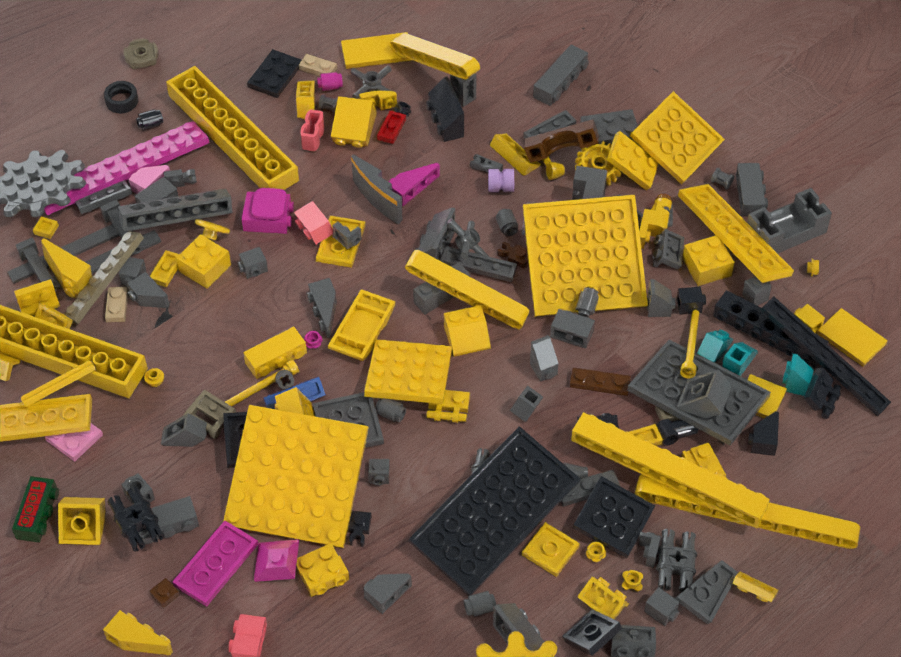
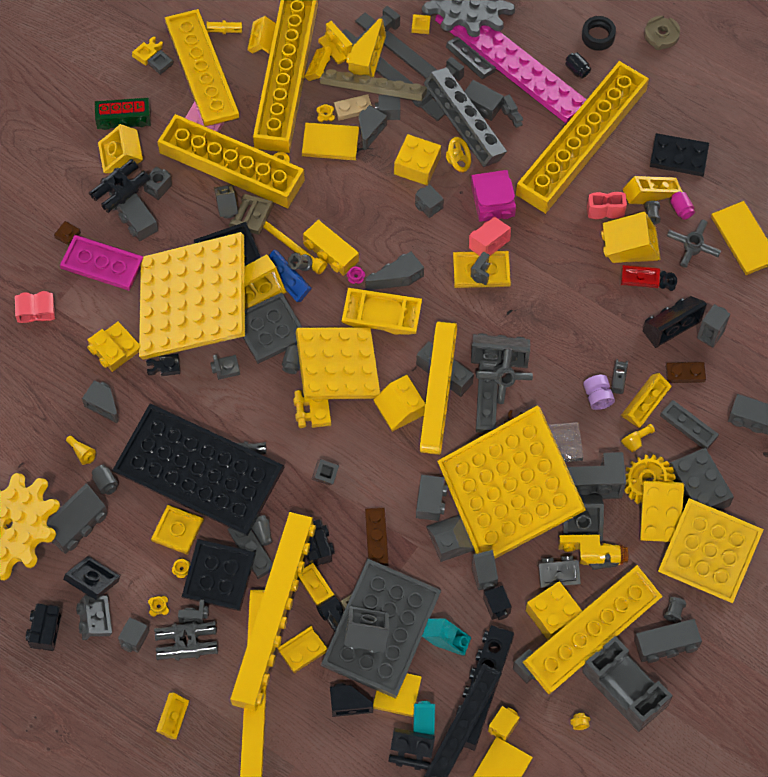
camera: 75 degrees right, 10 degrees up
(58, 383) = (241, 85): yellow axle -> none
(114, 323) = (325, 109): none -> yellow plate
(132, 636) = (21, 217): yellow slope -> none
(140, 417) = (231, 161): none -> yellow brick
(146, 176) = (502, 84): bright pink slope -> none
(149, 330) = (330, 141): none -> yellow tile
(165, 269) = (398, 131): yellow plate -> none
(276, 560) = (114, 308): dark pink slope -> none
(316, 65) = (702, 190): tan plate -> none
(376, 189) = (546, 279): dark grey slope -> none
(383, 99) = (673, 259): yellow slope -> none
(414, 181) = (569, 311): dark pink slope -> none
(435, 56) = (731, 285): yellow beam -> none
(439, 620) = (84, 453): none -> yellow cone
(496, 120) = (685, 372): none -> reddish brown plate
(507, 222) = (551, 408): dark grey brick -> none
(543, 358) = (380, 477): slope -> none
(580, 135) = (652, 417): reddish brown arch -> none
(587, 302) = (459, 502): dark grey brick -> none
(603, 599) = (133, 583): yellow bracket -> none
(615, 324) = (450, 538): none -> dark grey slope
(688, 368) = (401, 611): yellow piece -> none
(708, 591) = (156, 673): dark grey wing -> none
(739, 358) = (436, 661): teal slope -> none

